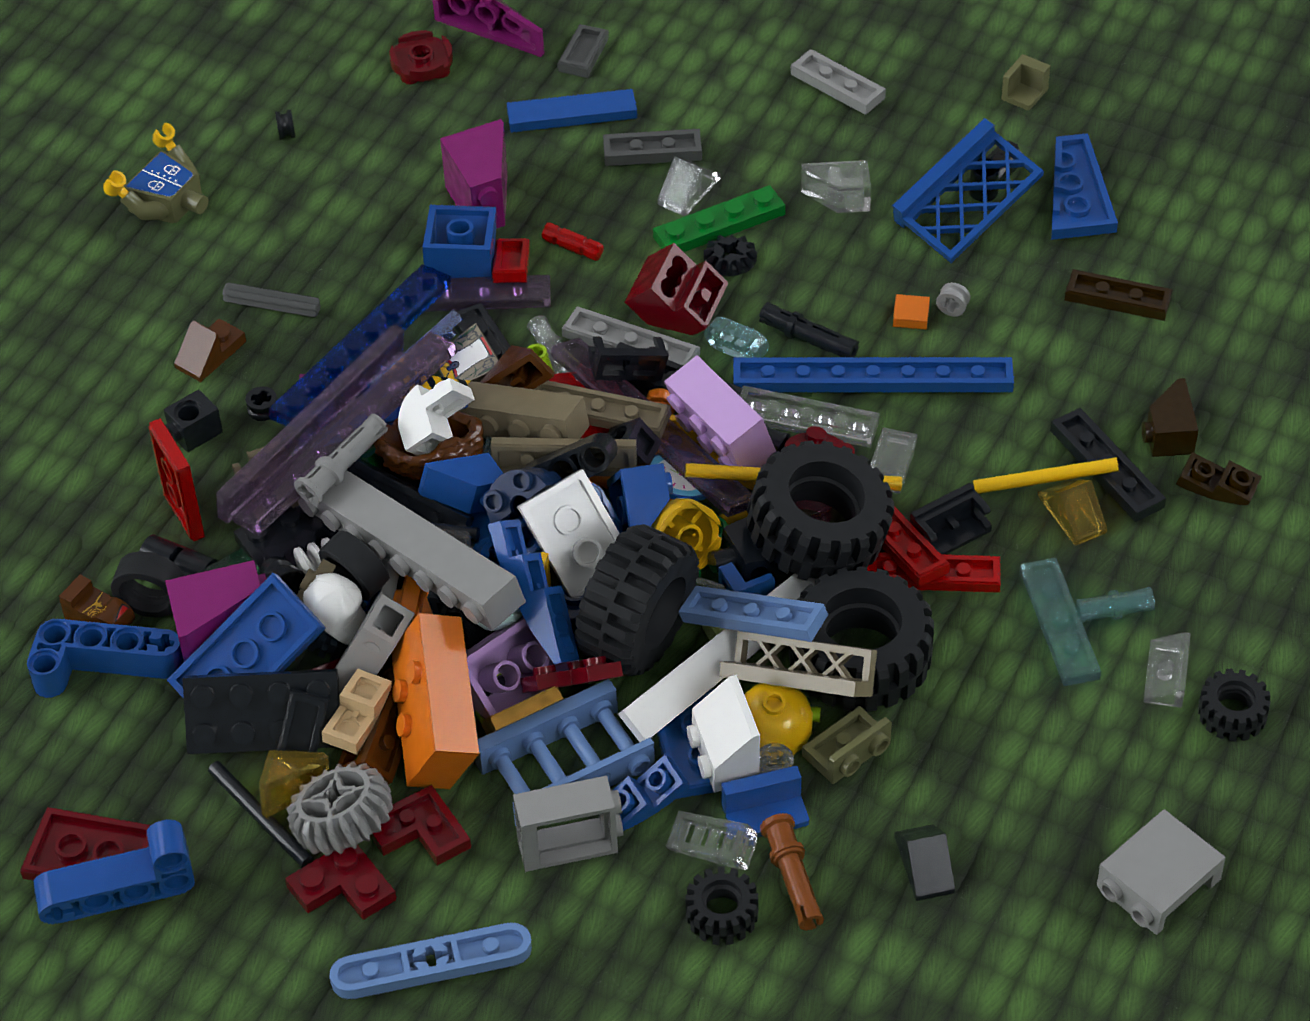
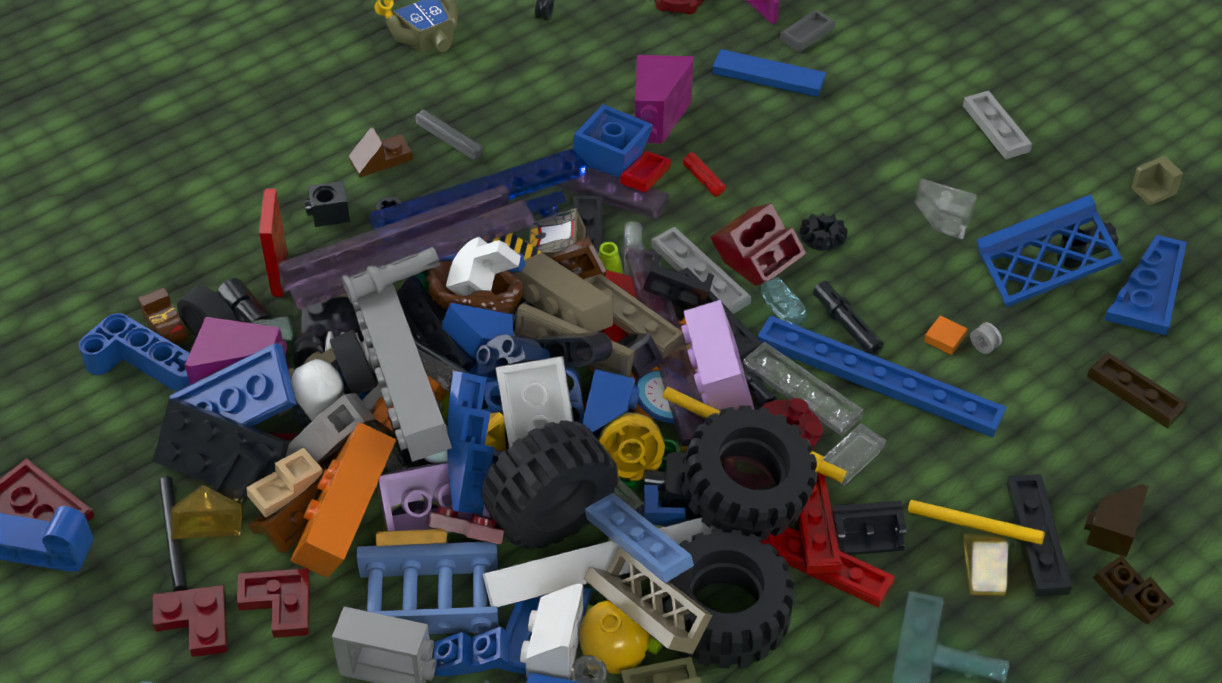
camera: 25 degrees right, 0 degrees up
(339, 808) = (223, 556): light grey gear -> none
(652, 147) = (813, 123): dark grey plate -> none
(686, 185) = (822, 162): clear slope -> none
(721, 219) = (832, 200): green plate -> none

